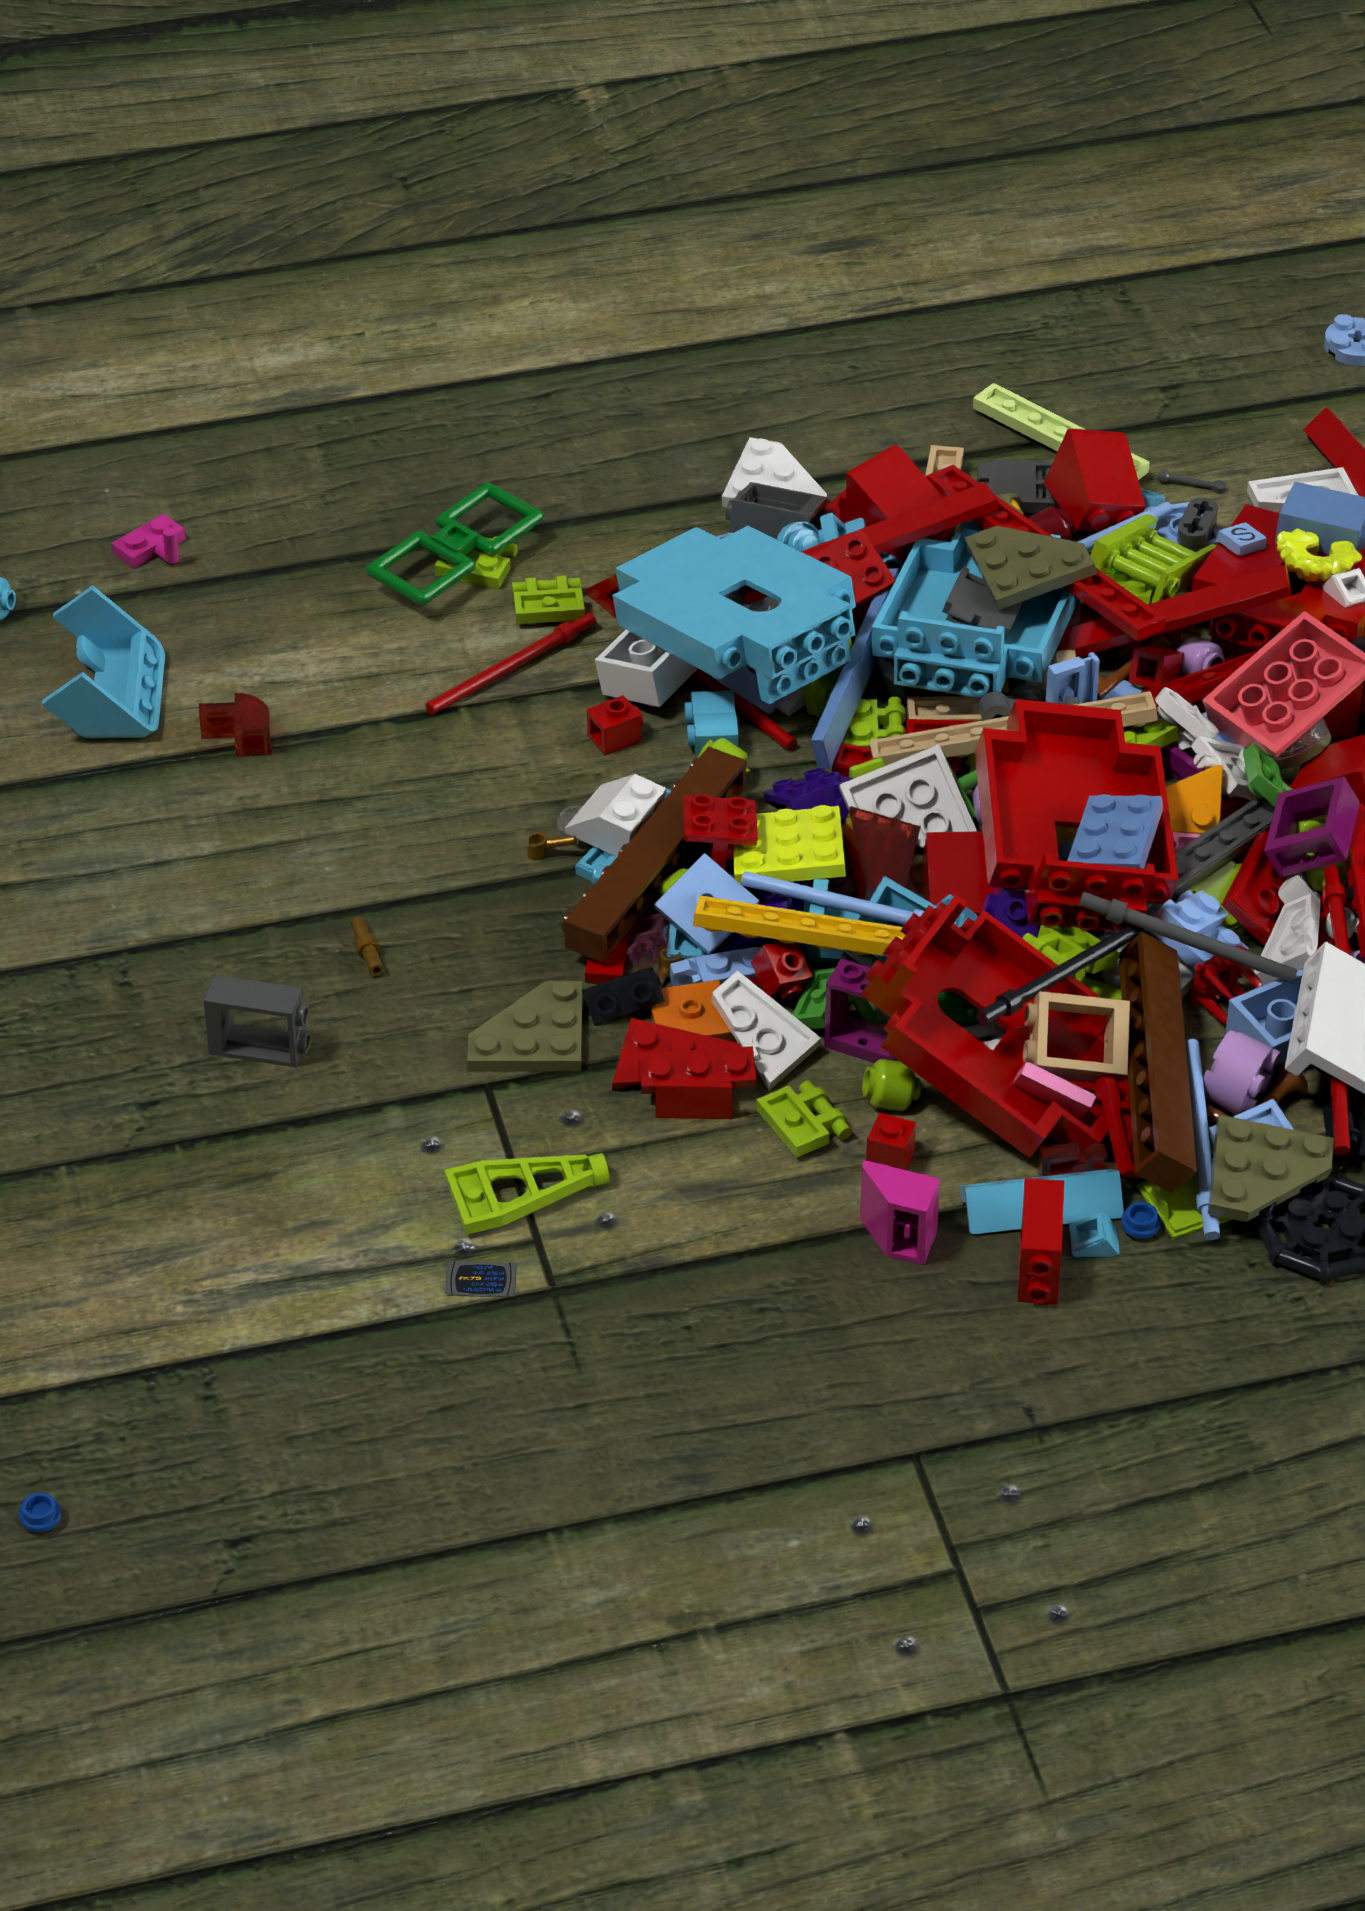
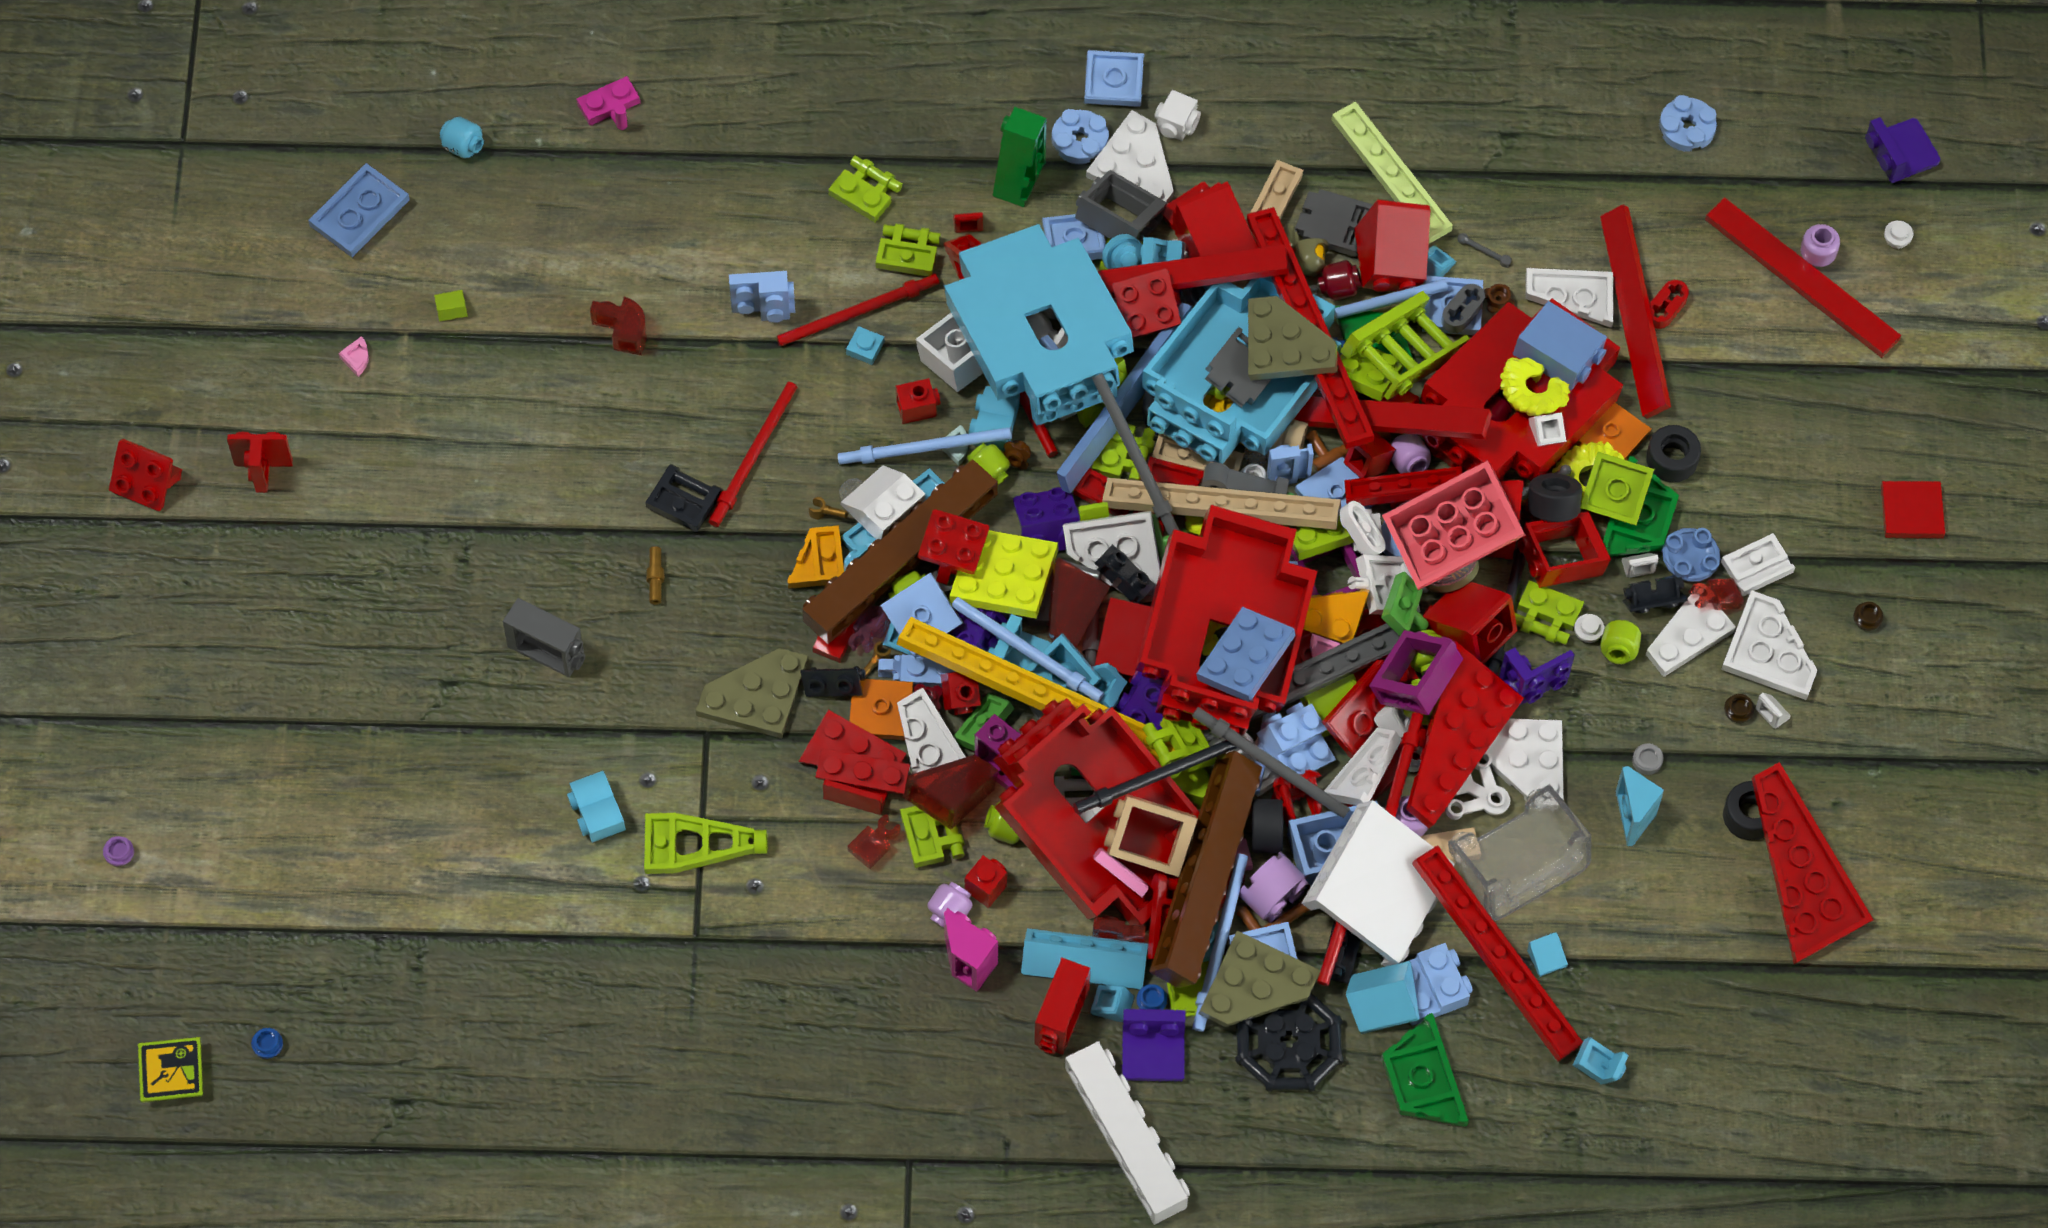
camera: 15 degrees right, 20 degrees up
(27, 752) = (450, 305): none -> lime slope
(127, 669) = (548, 253): medium azure windscreen -> none
(373, 868) = (680, 505): none -> black plate
(380, 1177) = (596, 806): none -> medium azure brick
(398, 660) = (764, 293): none -> light blue plate
(427, 856) = (728, 497): none -> red bar
(454, 543) = (848, 175): green bar -> none
(480, 1278) = (645, 915): sticker -> none
(532, 693) = (865, 345): none -> medium azure plate
(556, 888) = (818, 559): none -> light orange wing
(578, 785) = (868, 454): none -> light blue bar
(603, 561) = (968, 222): none -> red slope
(647, 481) = (1020, 156): none -> green wedge
(674, 758) = (957, 454): none -> light aqua tile
(687, 463) = (1075, 122): none -> light blue plate
(718, 415) = (1114, 78): none -> light blue plate
(736, 1143) = (873, 845): none -> clear red plate
(758, 743) = (1017, 453): none -> reddish brown plate
(803, 430) = (1177, 116): none -> white brick
(810, 1062) = (952, 788): none -> clear red slope
(846, 1177) = (950, 897): none -> lavender head
(918, 812) = (1134, 583): none -> black hinge
(949, 742) = (1161, 507): none -> dark grey bar
(1164, 1258) = (1153, 1044): none -> dark purple bracket
(1174, 1358) = (1127, 1133): none -> white brick
(1205, 1015) = (1267, 825): none -> black tyre
(1227, 513) = (1501, 291): none -> reddish brown plate
(1242, 539) = (1483, 348): light blue tile -> none

